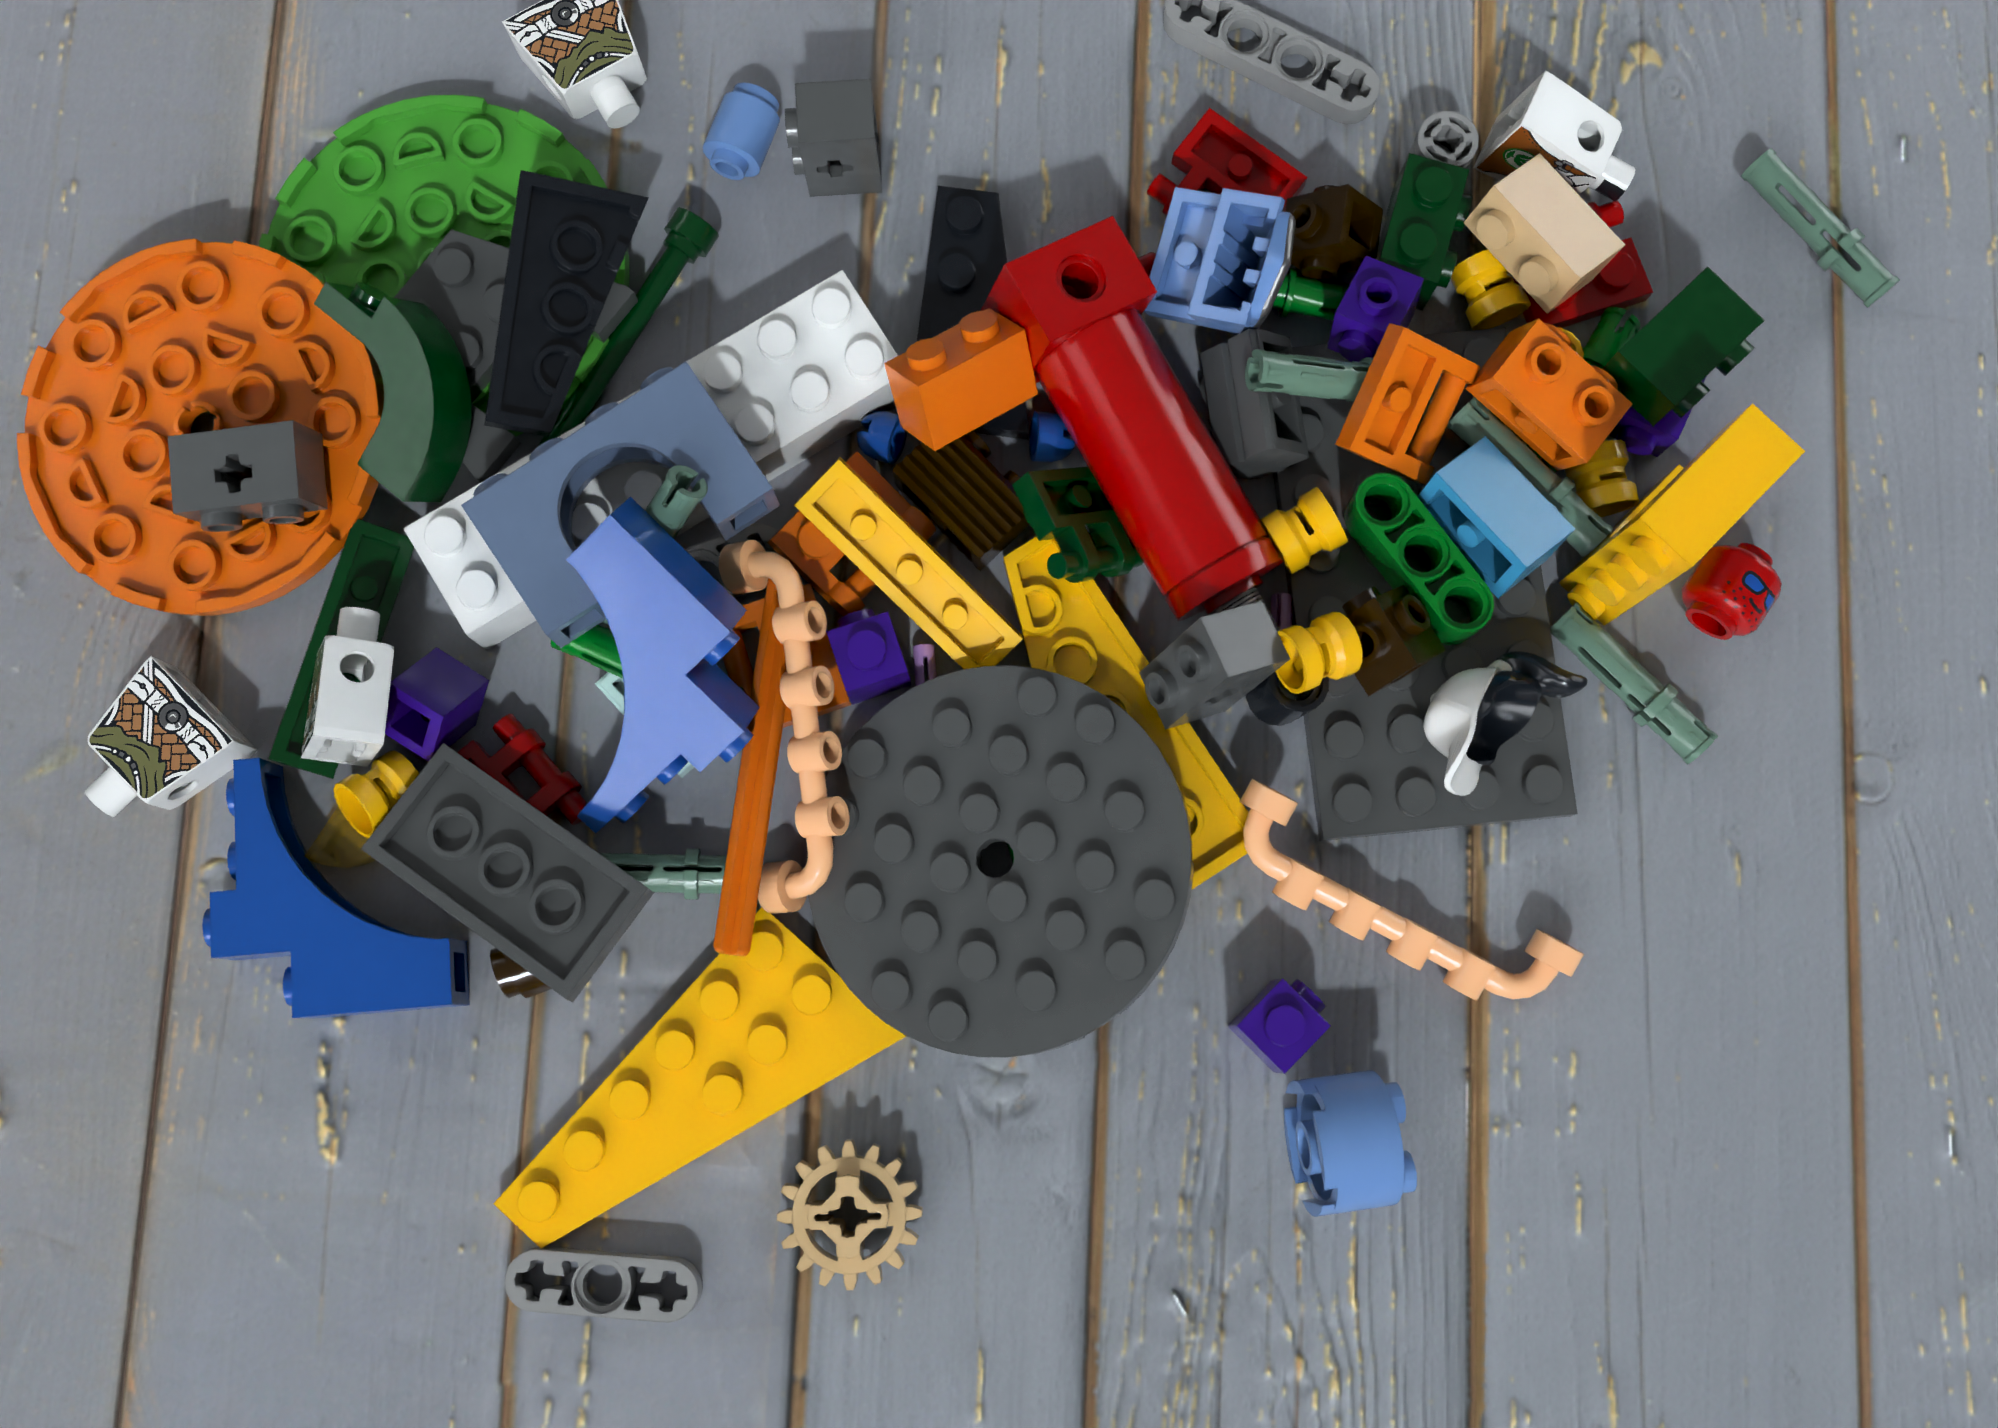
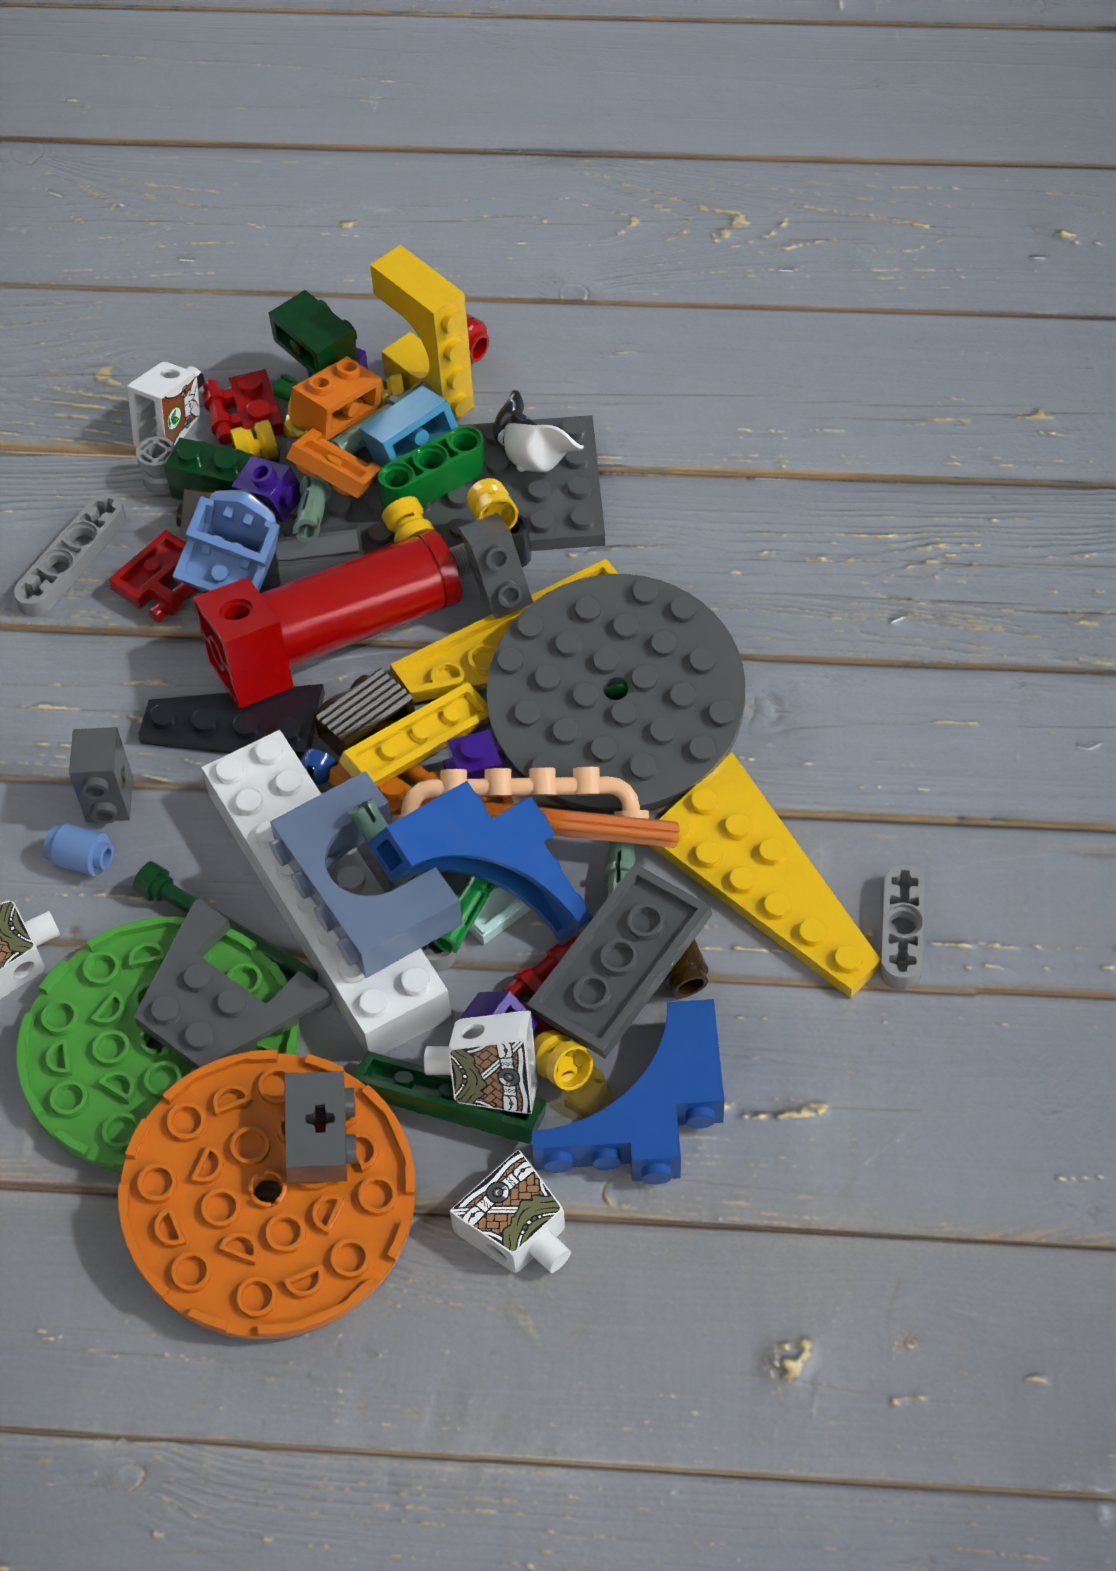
camera: 85 degrees left, 25 degrees down
(424, 385) = (267, 1005): dark green arch -> none
(556, 282) = (183, 933): black wing -> none
(849, 1244) = (870, 776): tan gear -> none
(961, 378) = (289, 695): orange brick -> none
(1048, 439) = (319, 670): blue hinge -> none
(1068, 508) = (383, 648): dark green plate -> none
(1281, 1023) = (722, 554): dark purple brick -> none
(1348, 1142) = (793, 517): medium blue brick -> none
(1392, 636) = (479, 468): dark brown brick -> none
(1409, 940) = (653, 514): light nougat bar -> none
(1543, 233) = (228, 402): tan brick -> none
(1631, 682) = (524, 379): sand green pin -> none
(1873, 279) = (246, 286): sand green pin -> none

